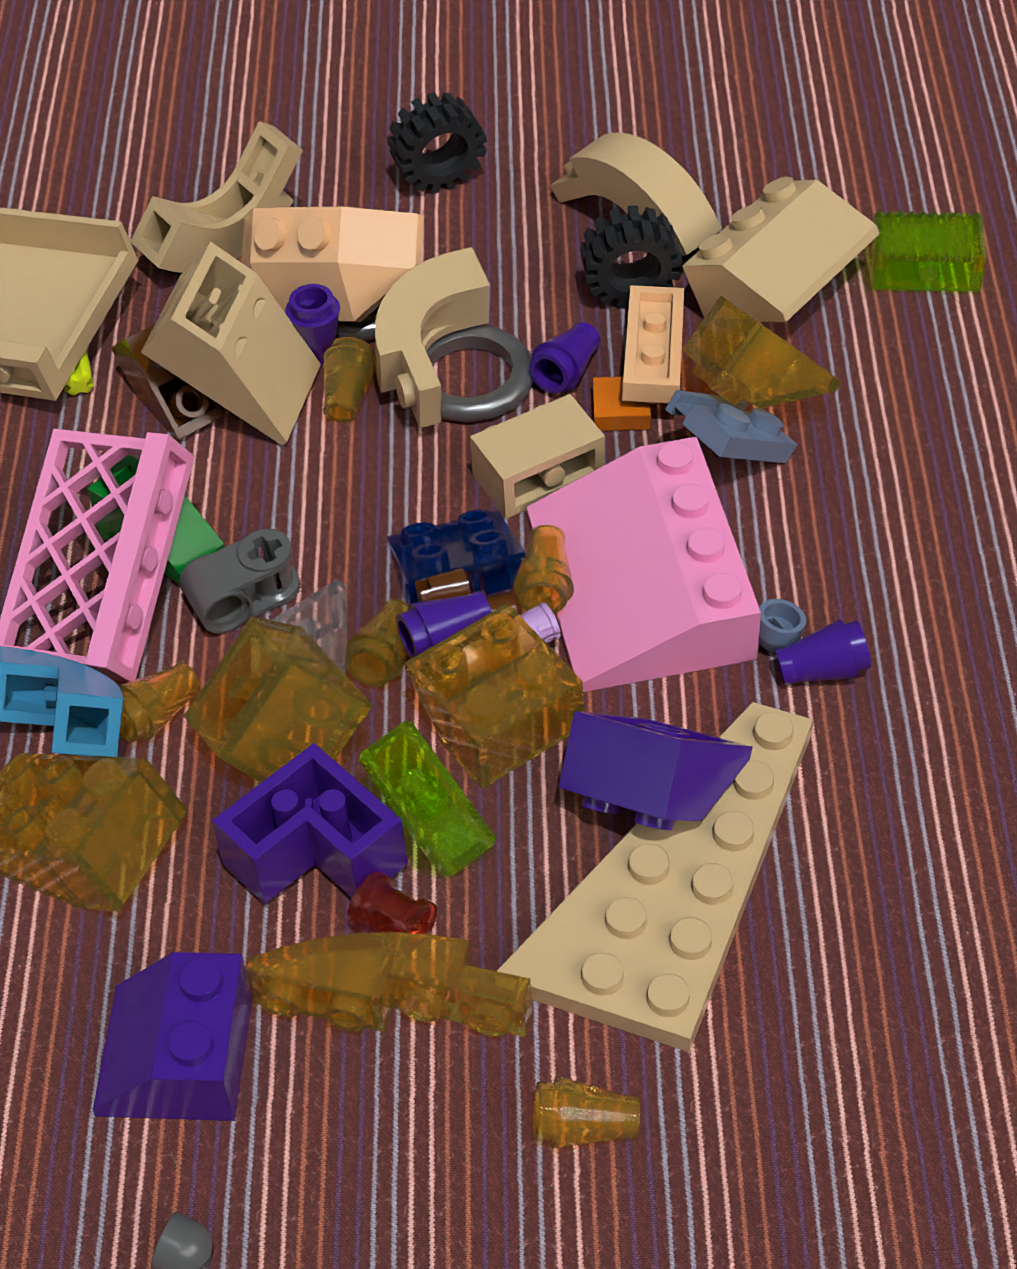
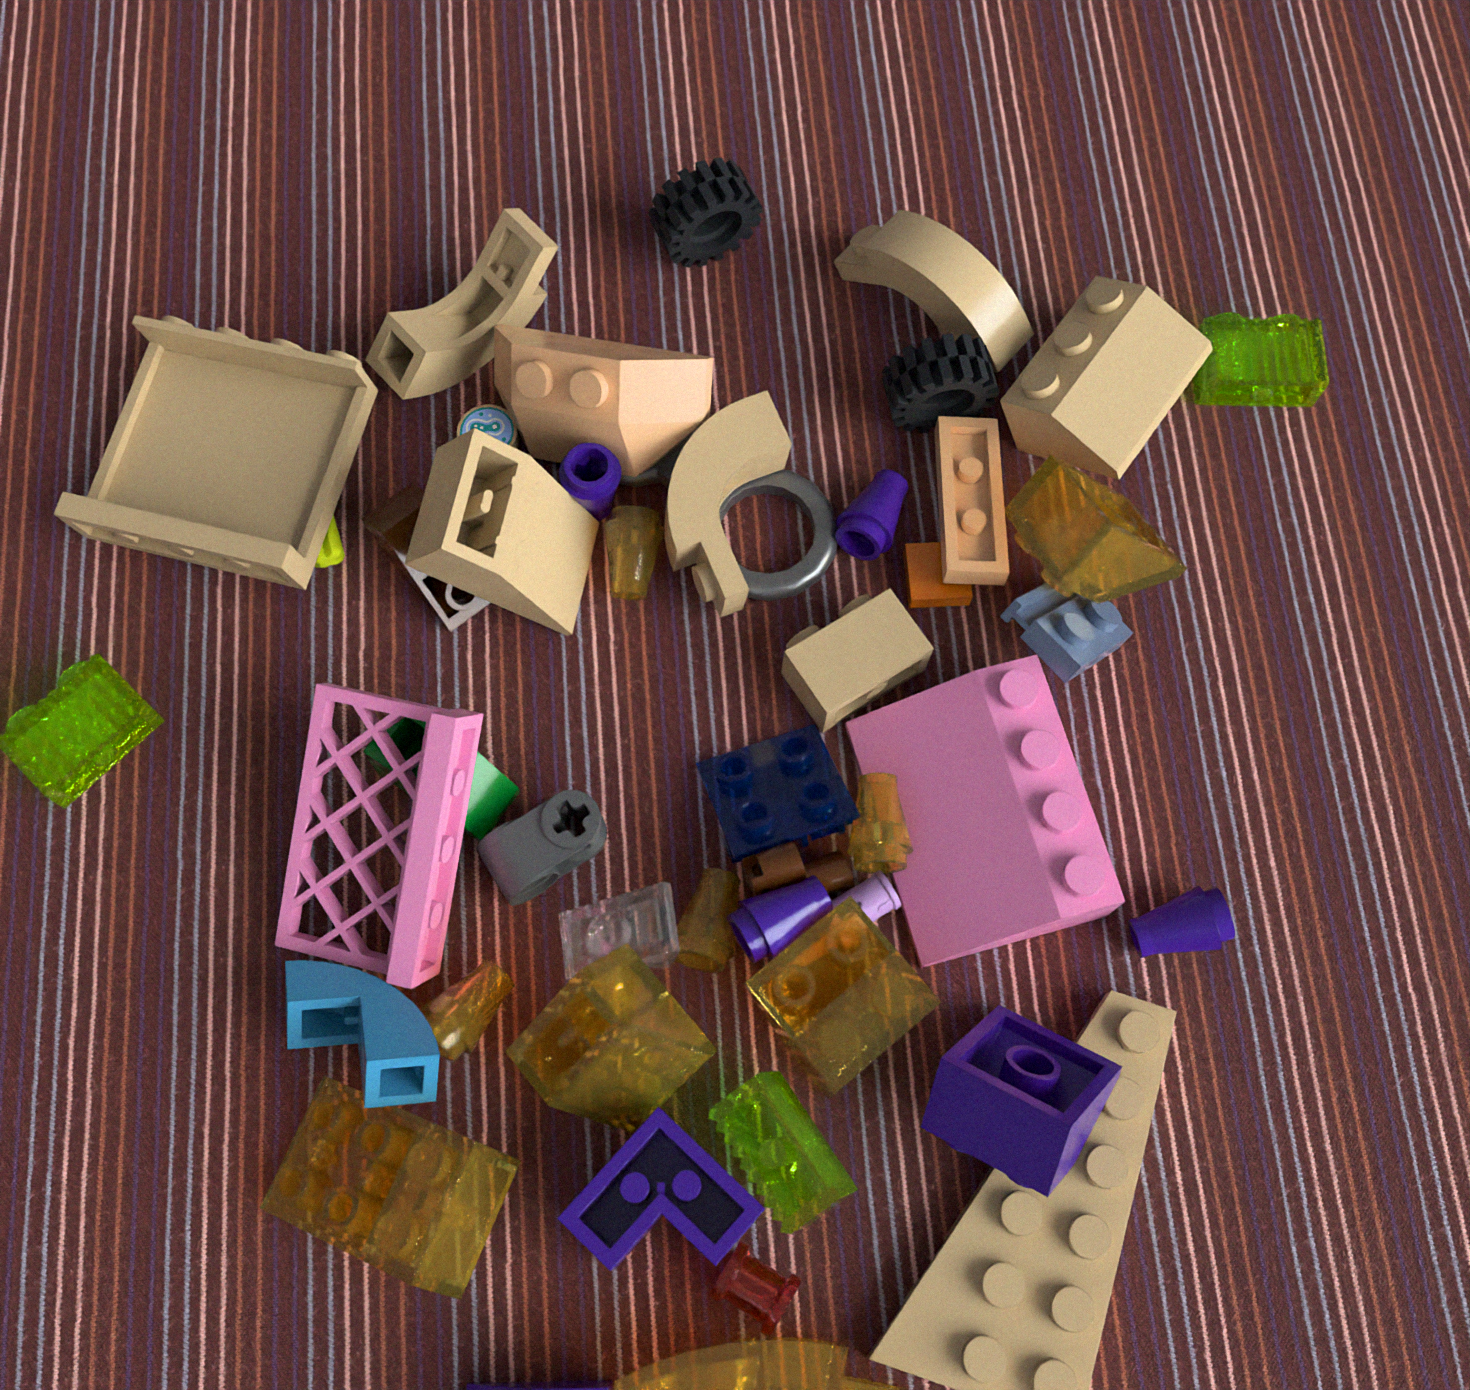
camera: 10 degrees left, 20 degrees up
(780, 624) = (1139, 884): sand blue hinge -> none

